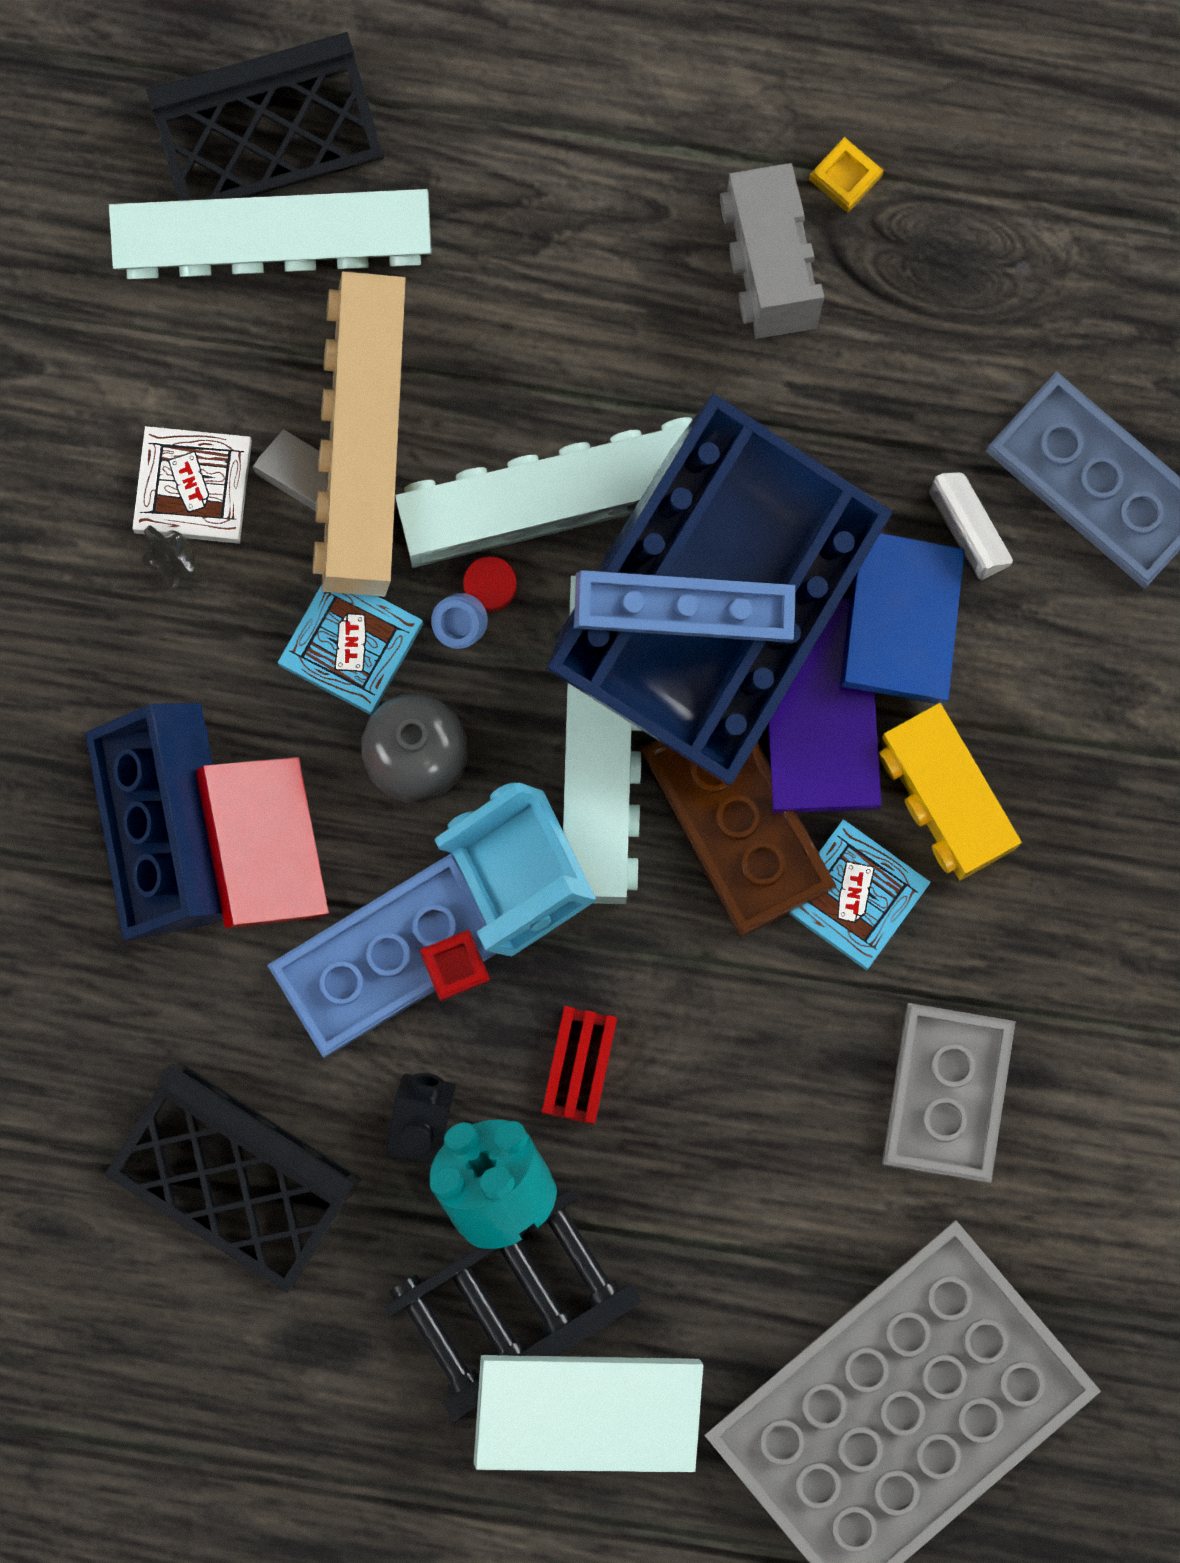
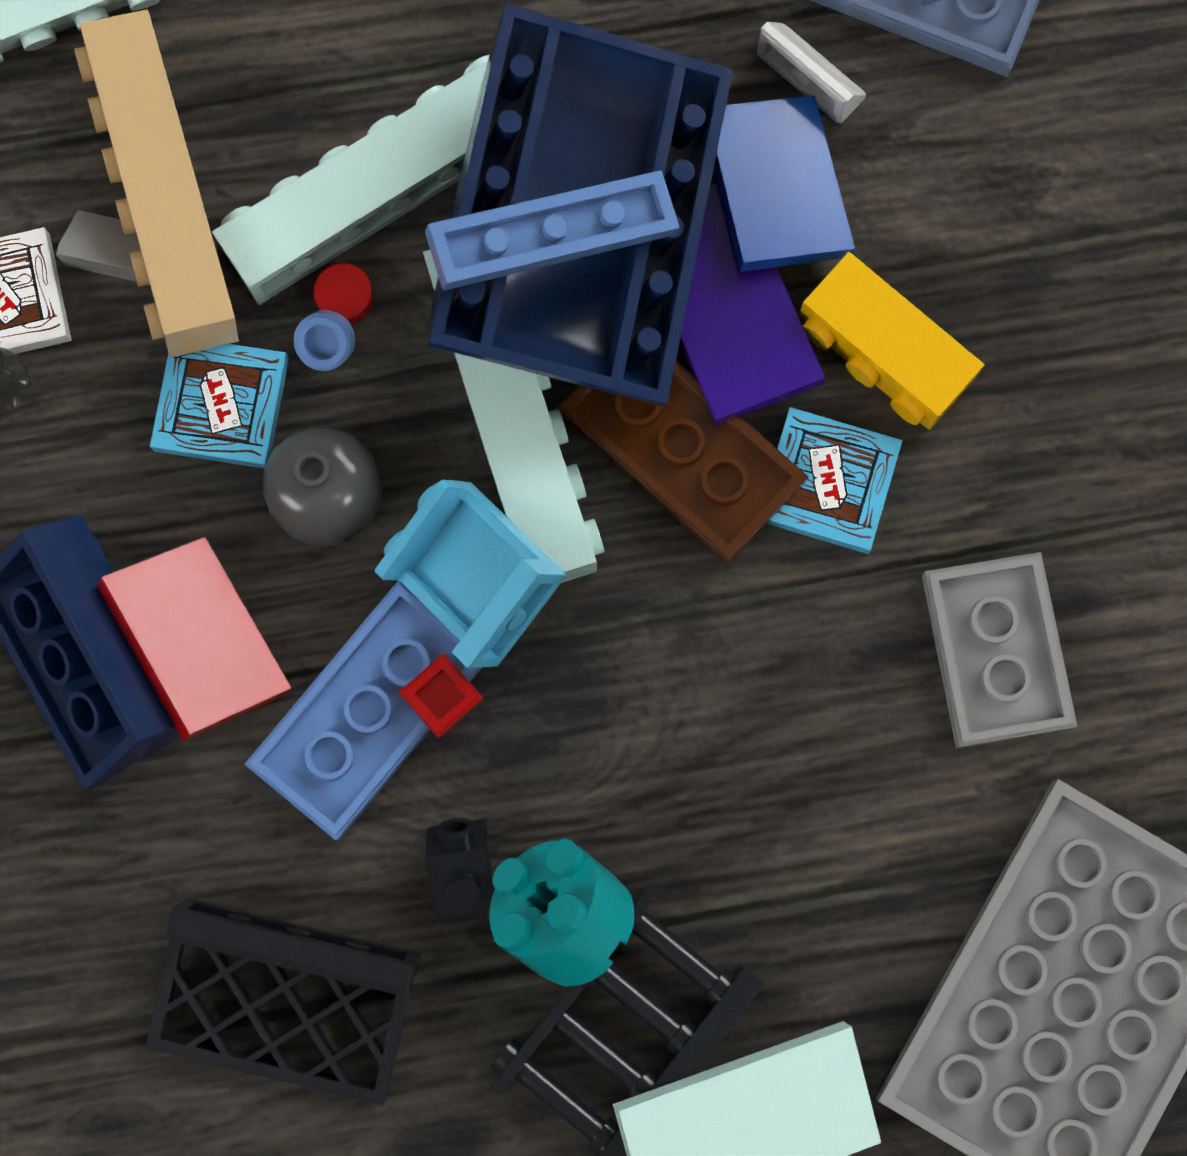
camera: 15 degrees left, 0 degrees up
(588, 1019) = (601, 704): red tile -> none

